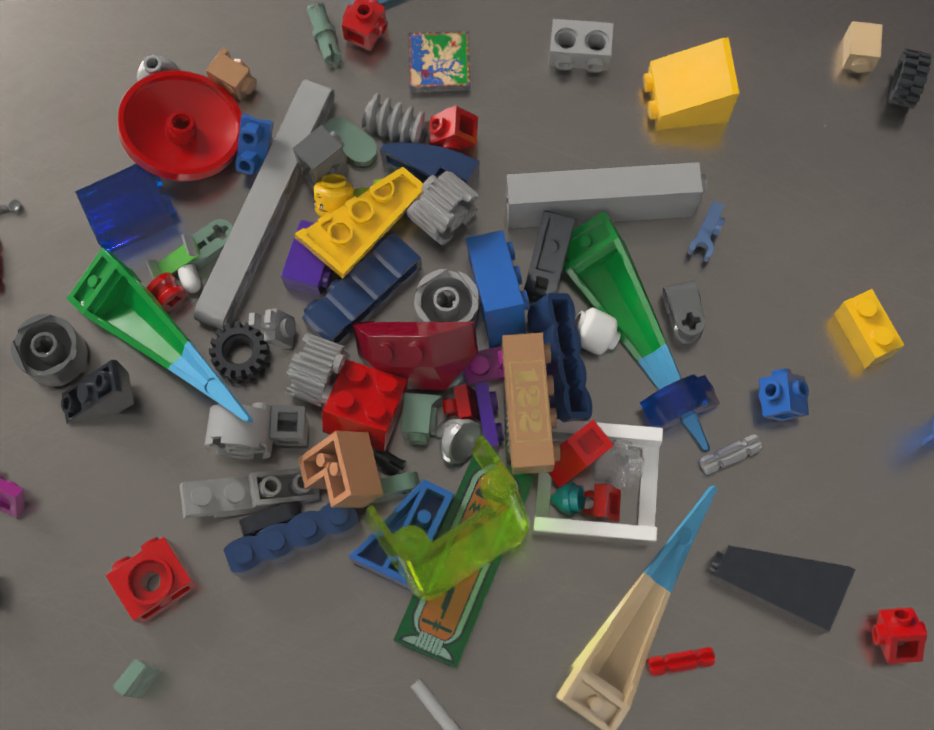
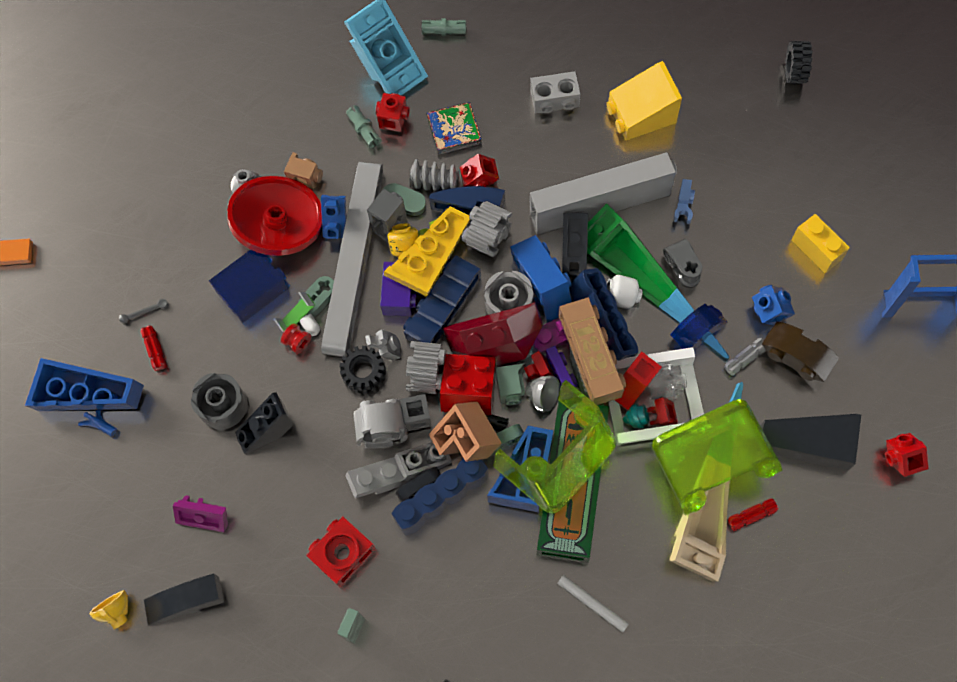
camera: 10 degrees left, 5 degrees down
(125, 307) = (267, 355): green plate -> none
(649, 574) = (713, 452): none -> clear neon green windscreen
(810, 477) = (808, 357): none -> dark brown brick
(862, 47) = (757, 48): tan brick -> none

